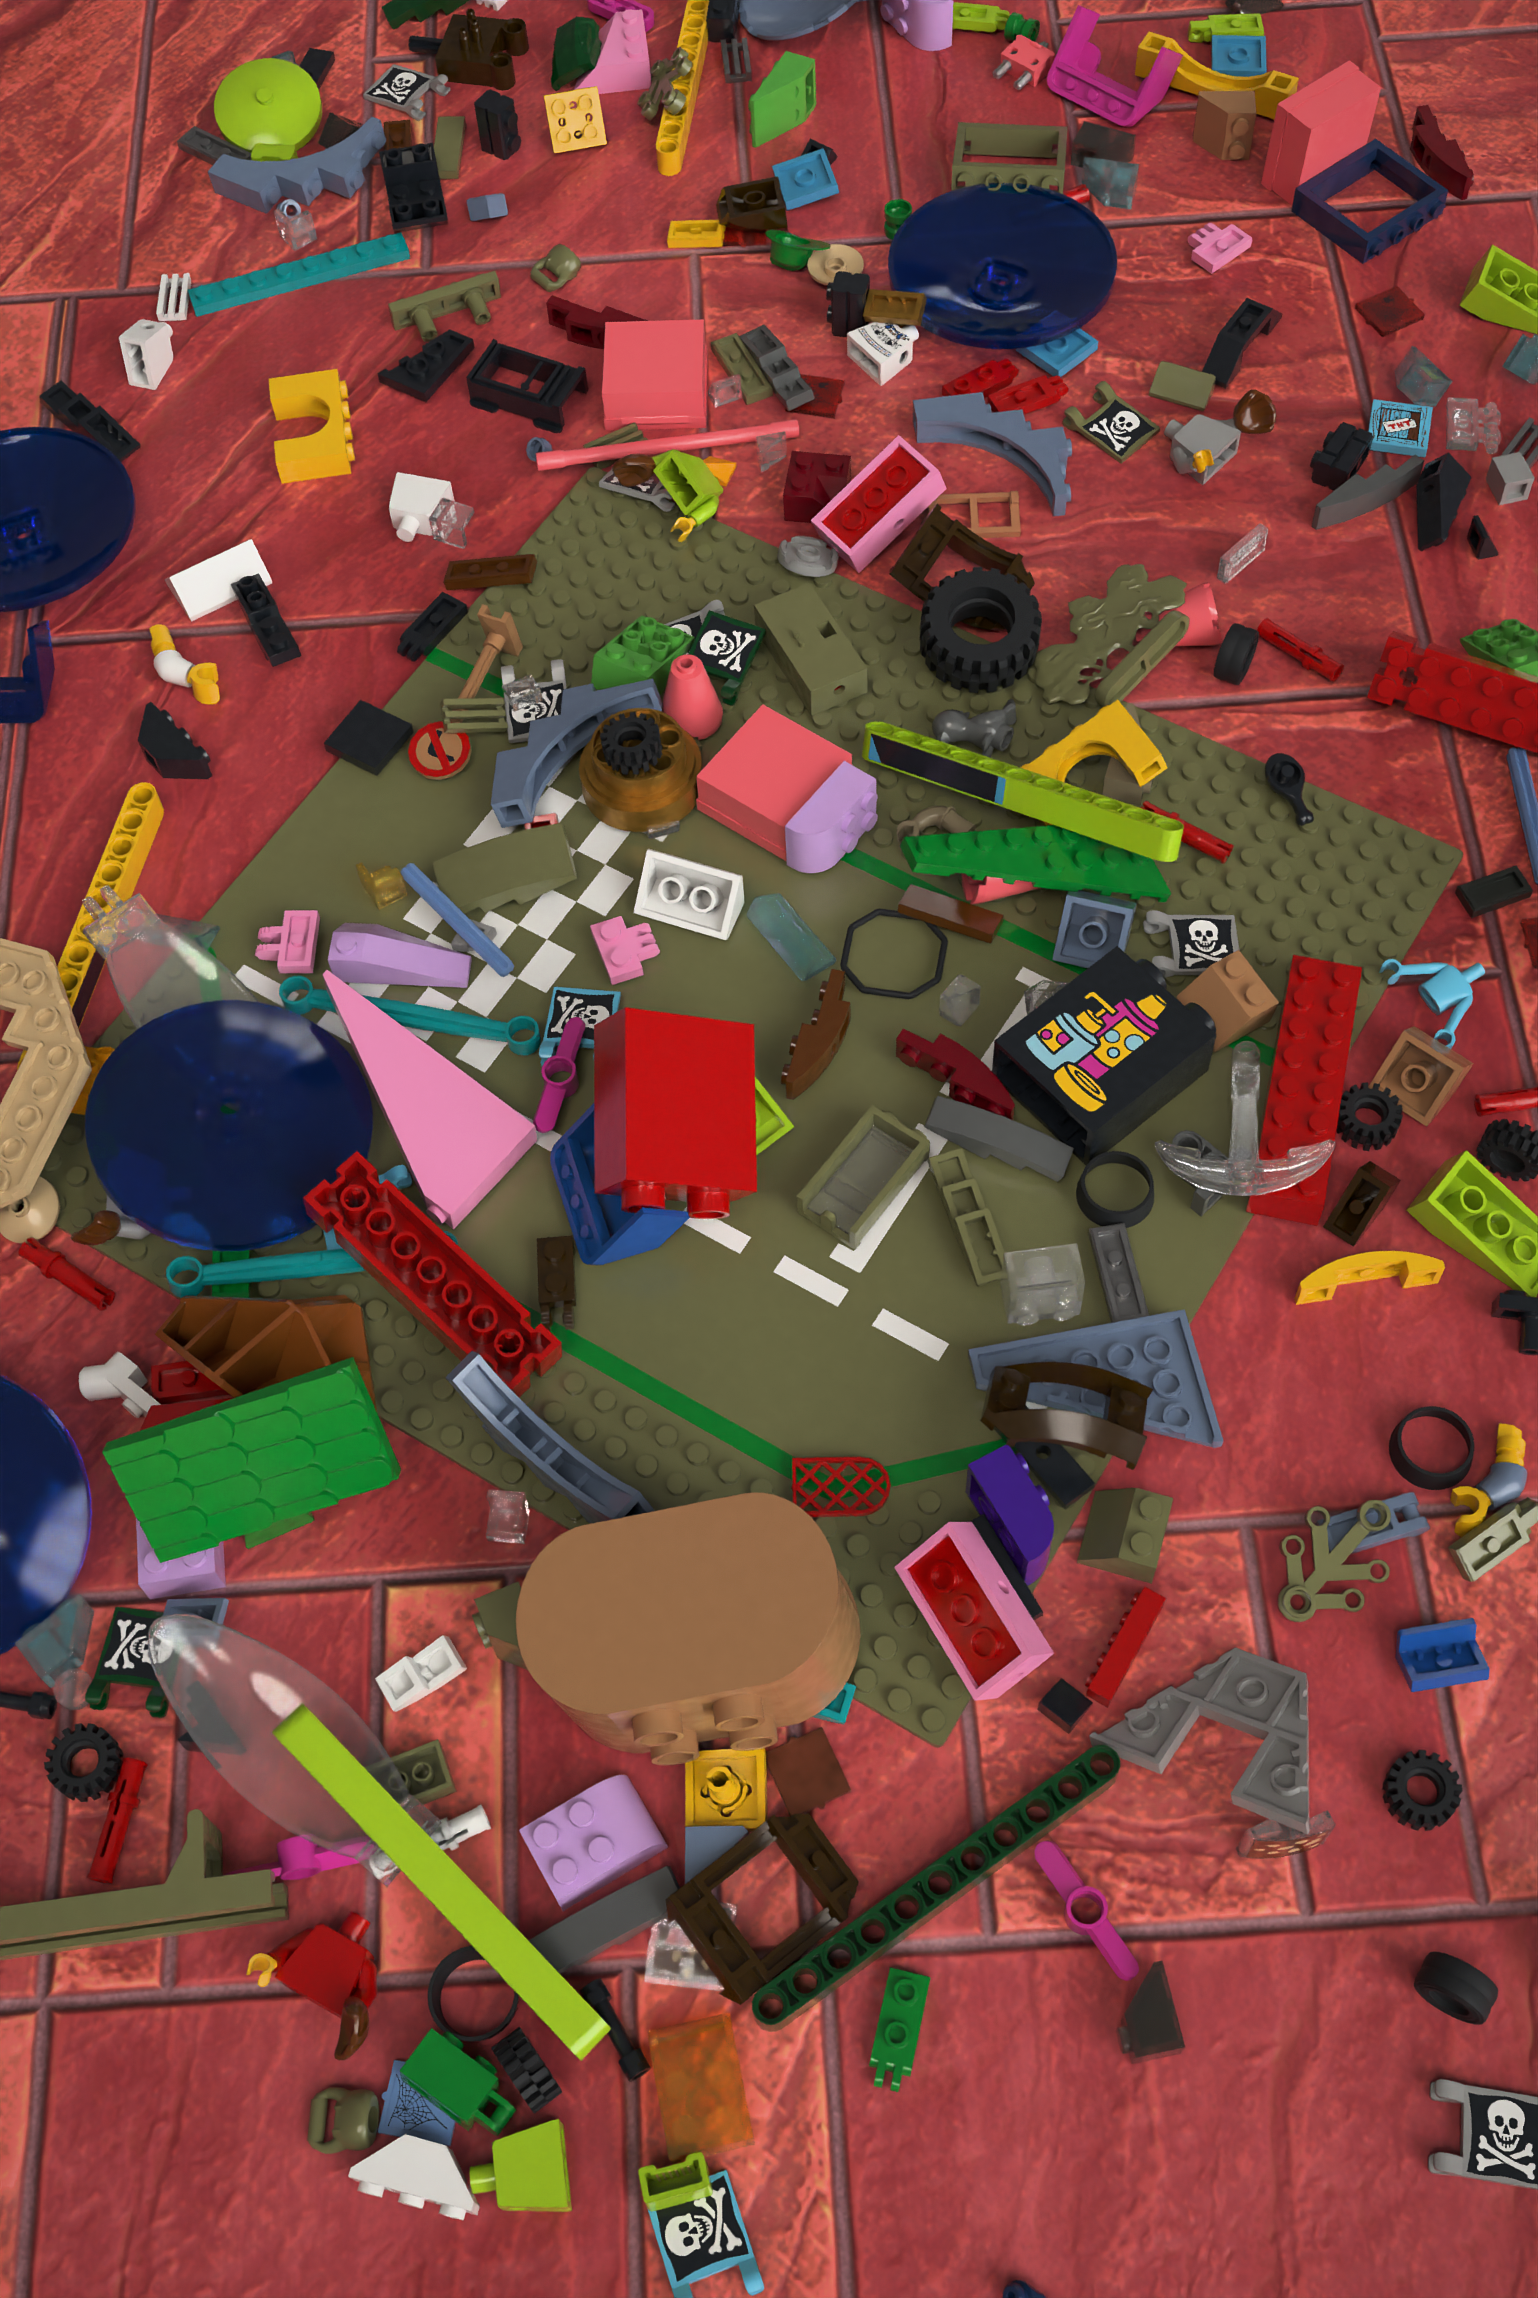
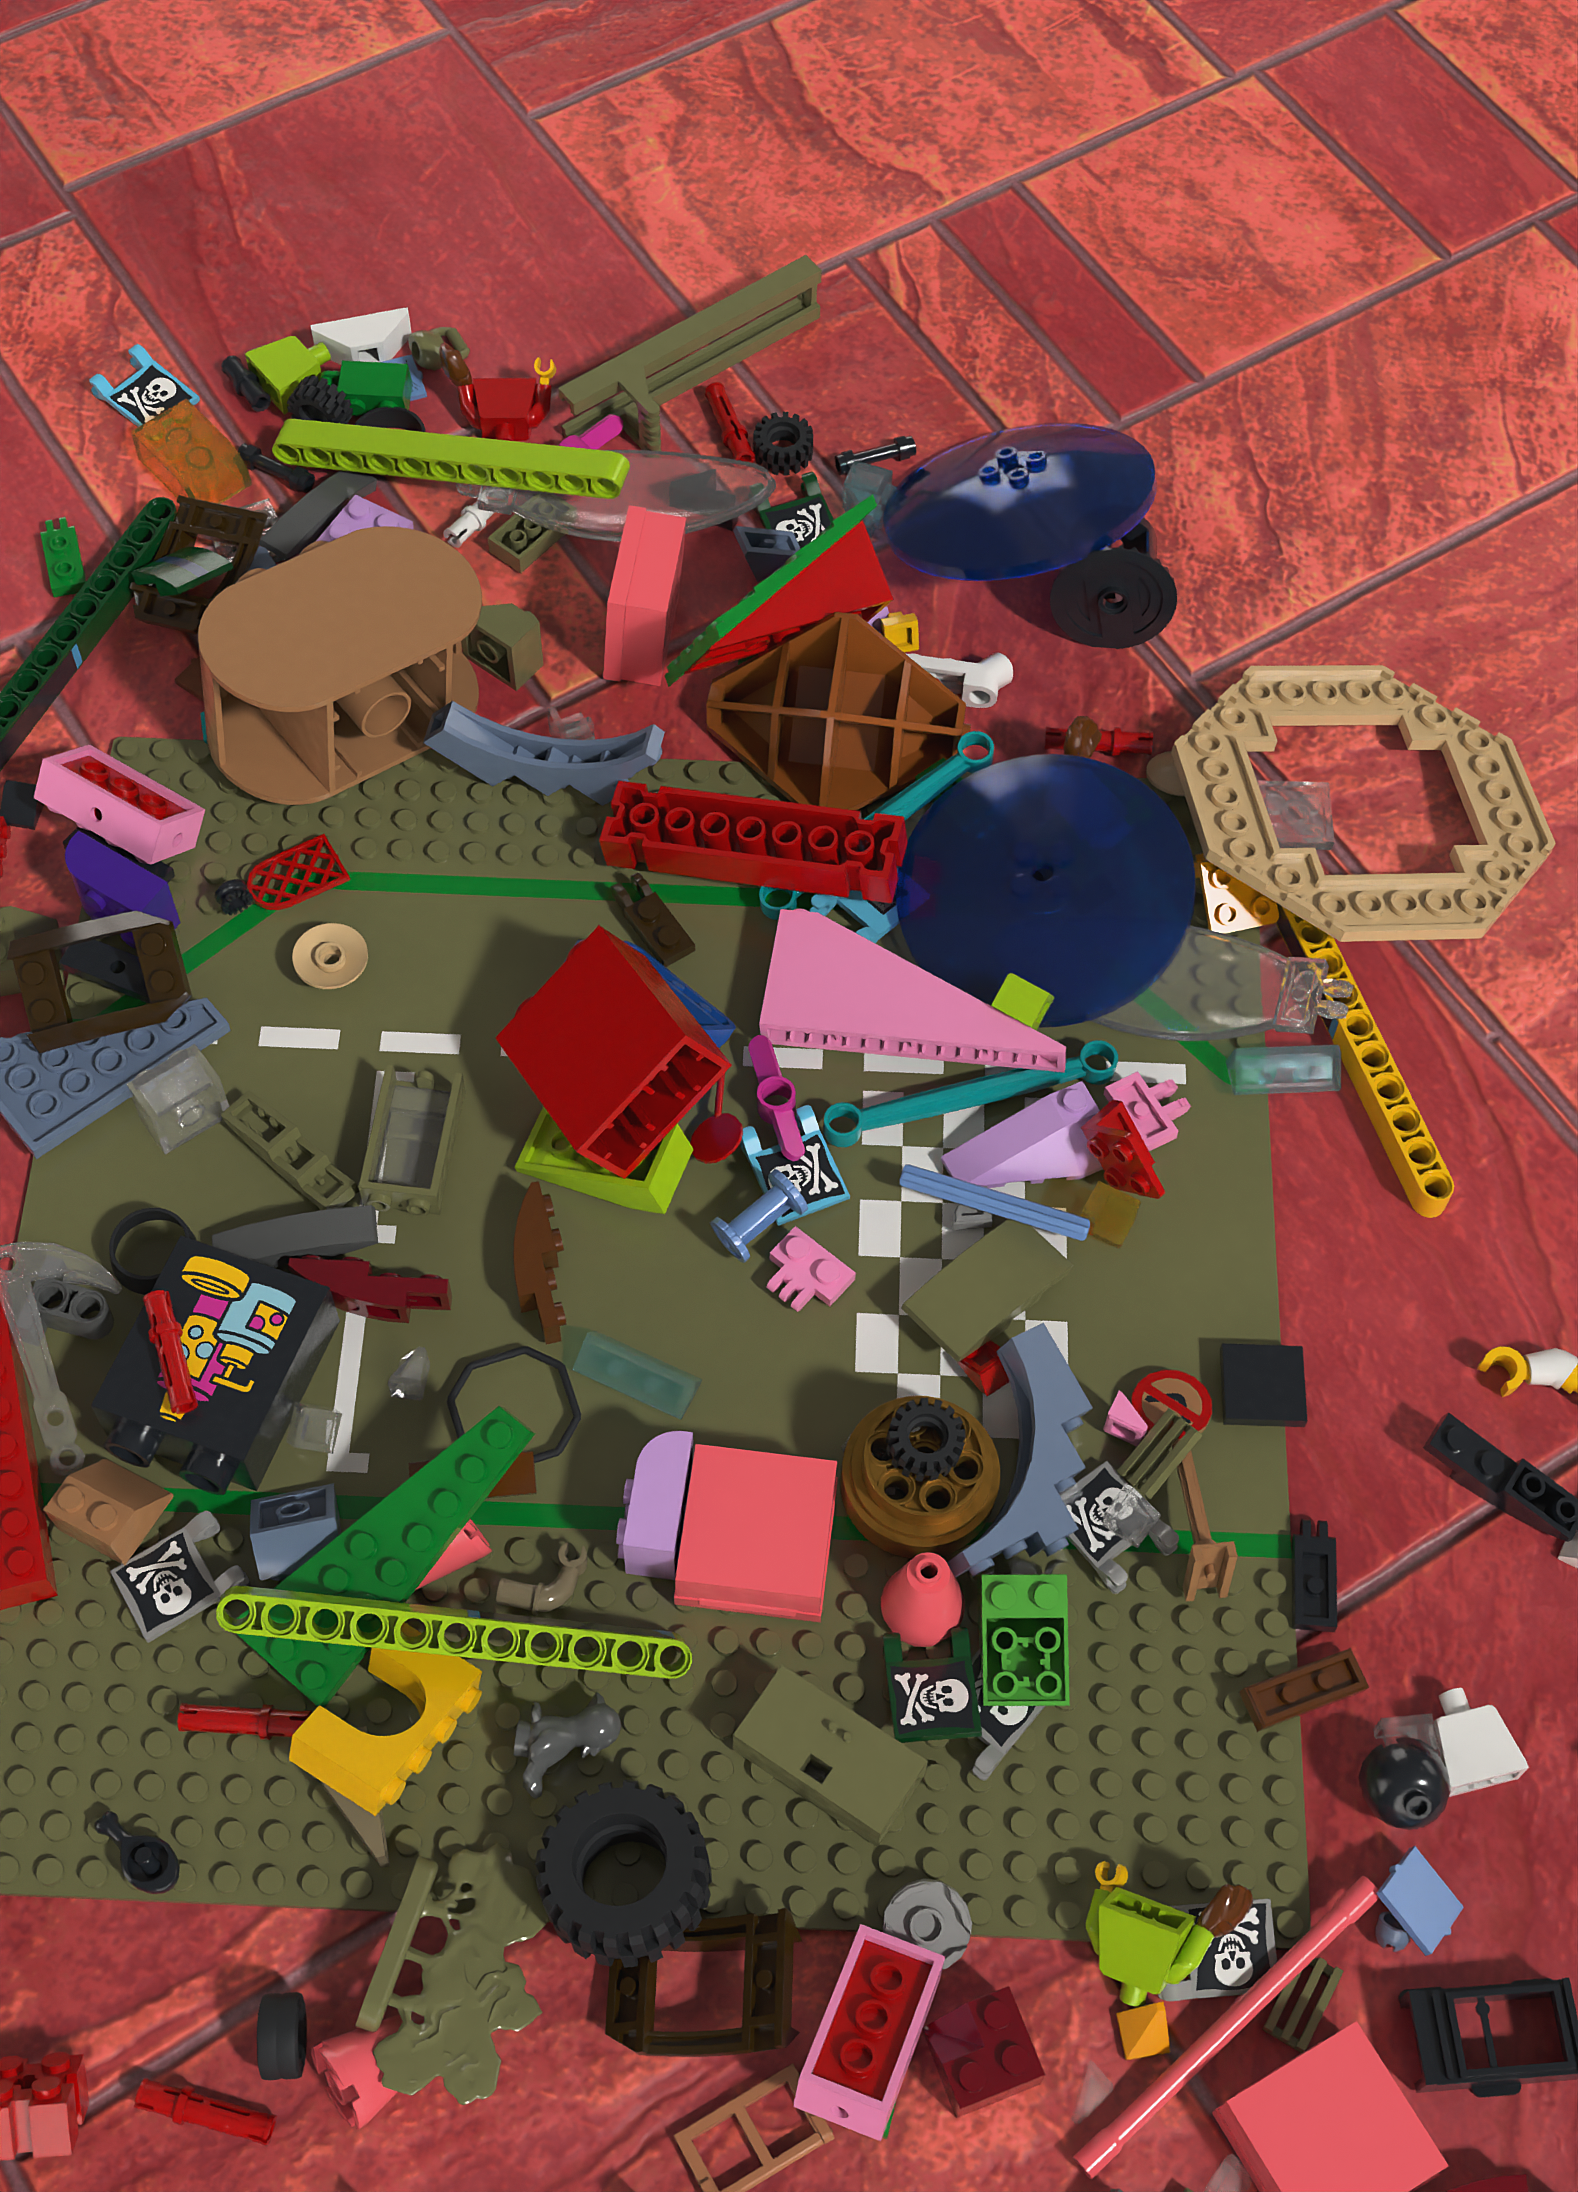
camera: 145 degrees right, 0 degrees up
(71, 1689) = (831, 484): clear tile -> none
(170, 748) = (1469, 1269): black slope -> none
(326, 1022) = (1022, 1001): none -> lime panel
(337, 914) = (1122, 1151): none -> red bracket
(357, 1583) = (643, 596): none -> coral container
(422, 1674) = (570, 605): white slope -> none
(476, 488) = (1405, 1783): none -> black cylinder
(480, 749) = (1125, 1421): none -> bright pink slope
(514, 449) = (1420, 1900): none -> medium blue piece
(584, 2183) = (246, 383): none -> black pin
(634, 985) = (759, 1215): none -> medium blue hose
(675, 2183) = (187, 388): lime piece -> none
(689, 894) = (770, 1356): white slope -> none
(786, 1890) = (182, 570): none -> dark green slope
(847, 1358) = (325, 944): none -> tan dish
(907, 1478) = (233, 896): none -> black bush
(1118, 1272) = (114, 1167): flat silver tile -> none
(1138, 1045) = (166, 1336): none -> red pin

